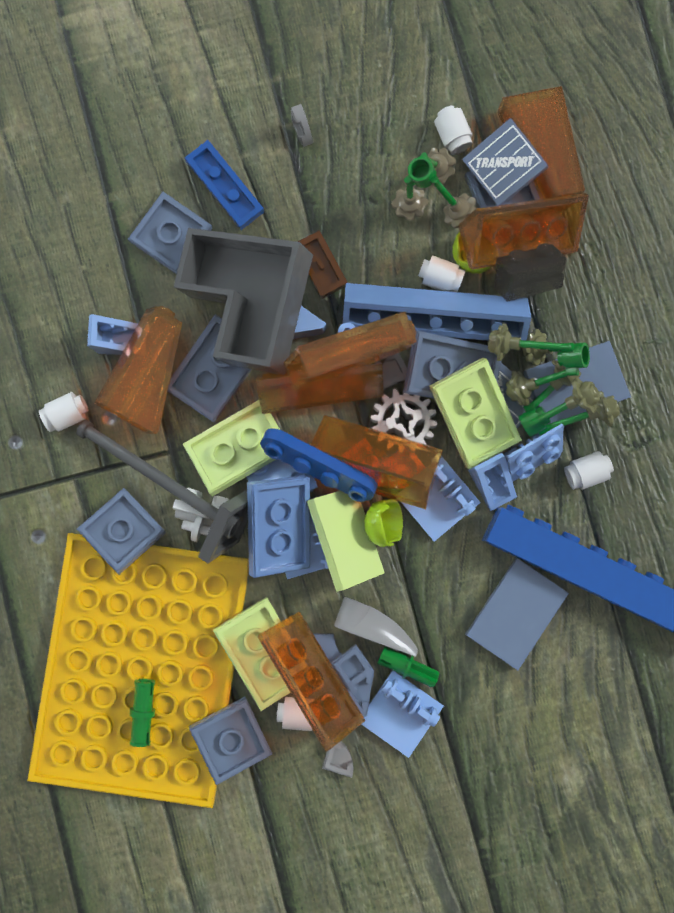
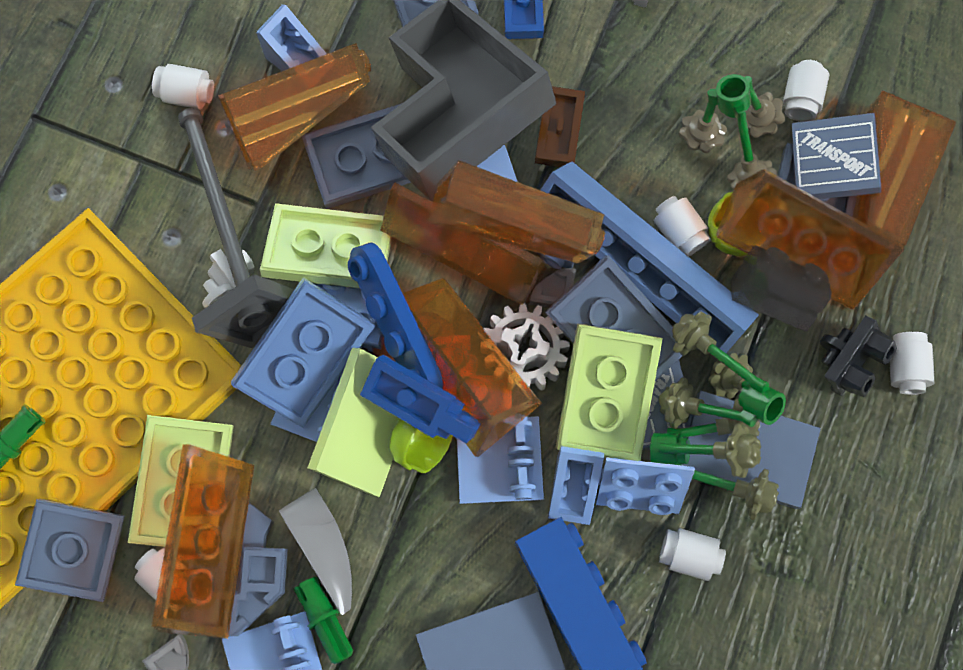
camera: 40 degrees right, 10 degrees down
(121, 531) = (141, 244): sand blue tile -> none
(373, 504) = (418, 401): none -> blue hinge
(601, 294) = (850, 351): none -> black hips
(635, 261) = (912, 363): none -> white brick

